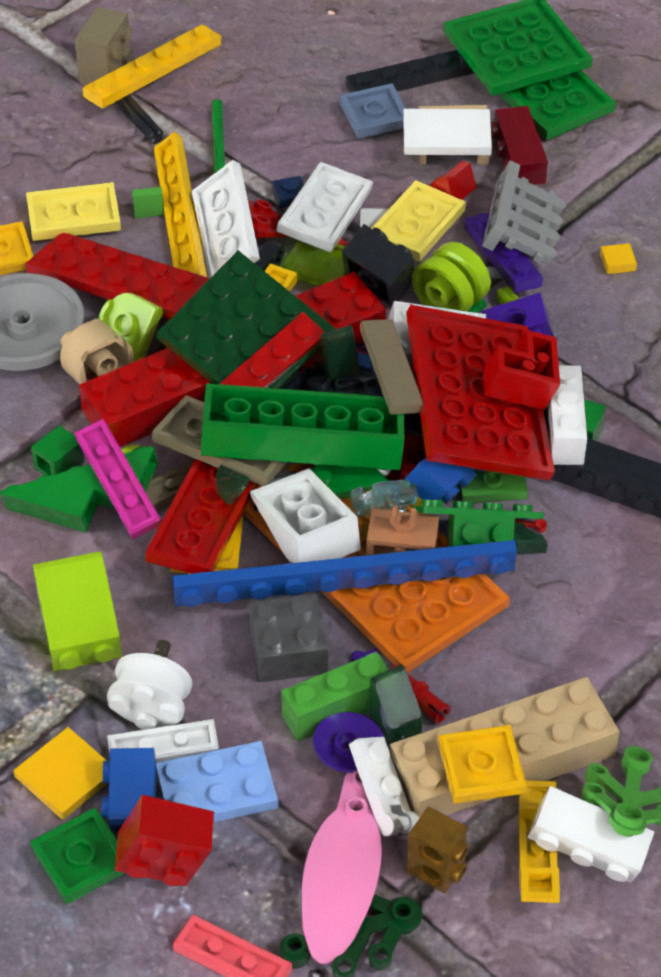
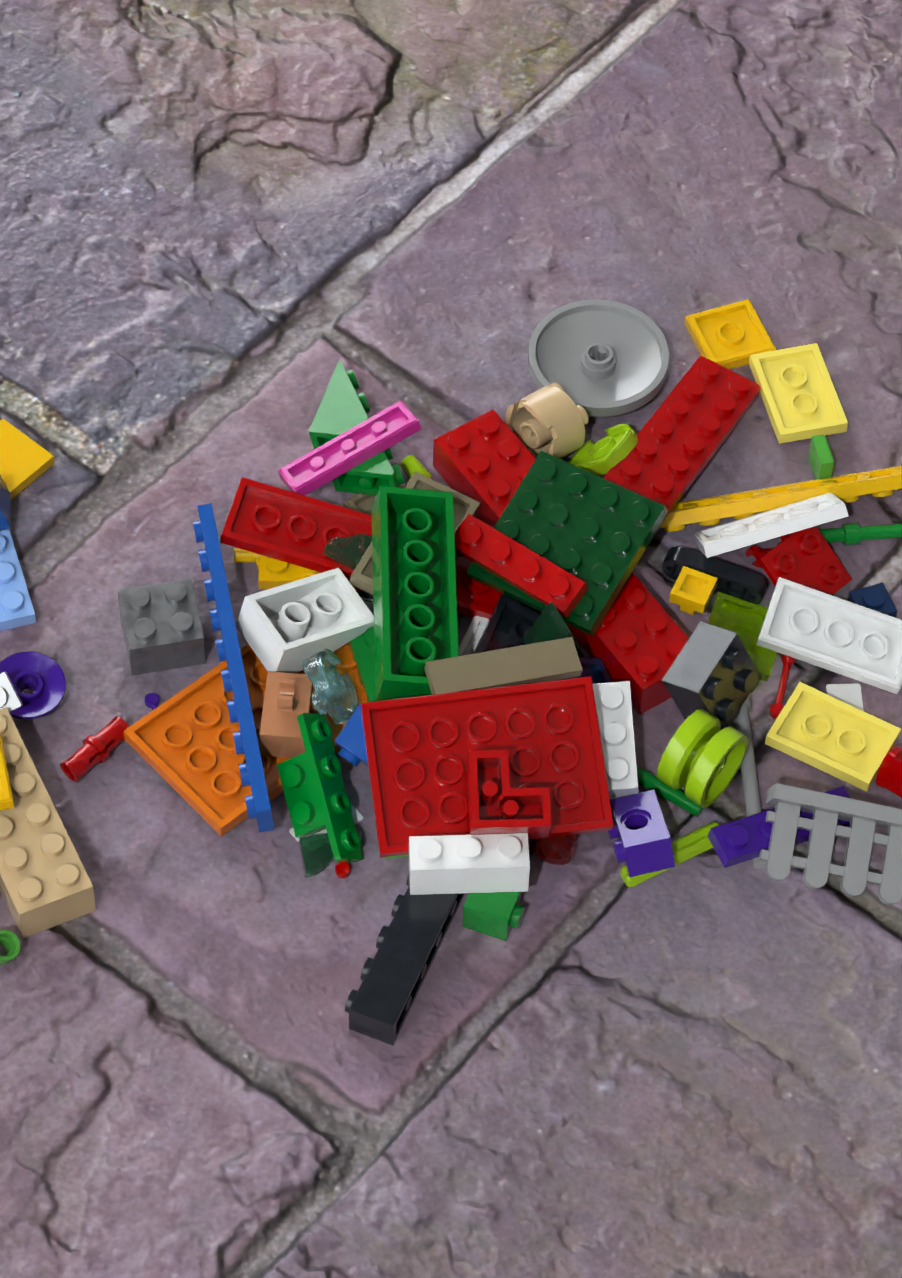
camera: 85 degrees right, 5 degrees up
(57, 452) = (420, 404): green brick -> none
(77, 611) = (183, 444): lime slope -> none
(150, 688) = (81, 505): white wheel -> none
(171, 741) = (36, 538): white tile -> none
(330, 693) = (85, 671): bright green brick -> none
(394, 705) = (60, 718): slope -> none
(618, 258) = (799, 962): yellow tile -> none

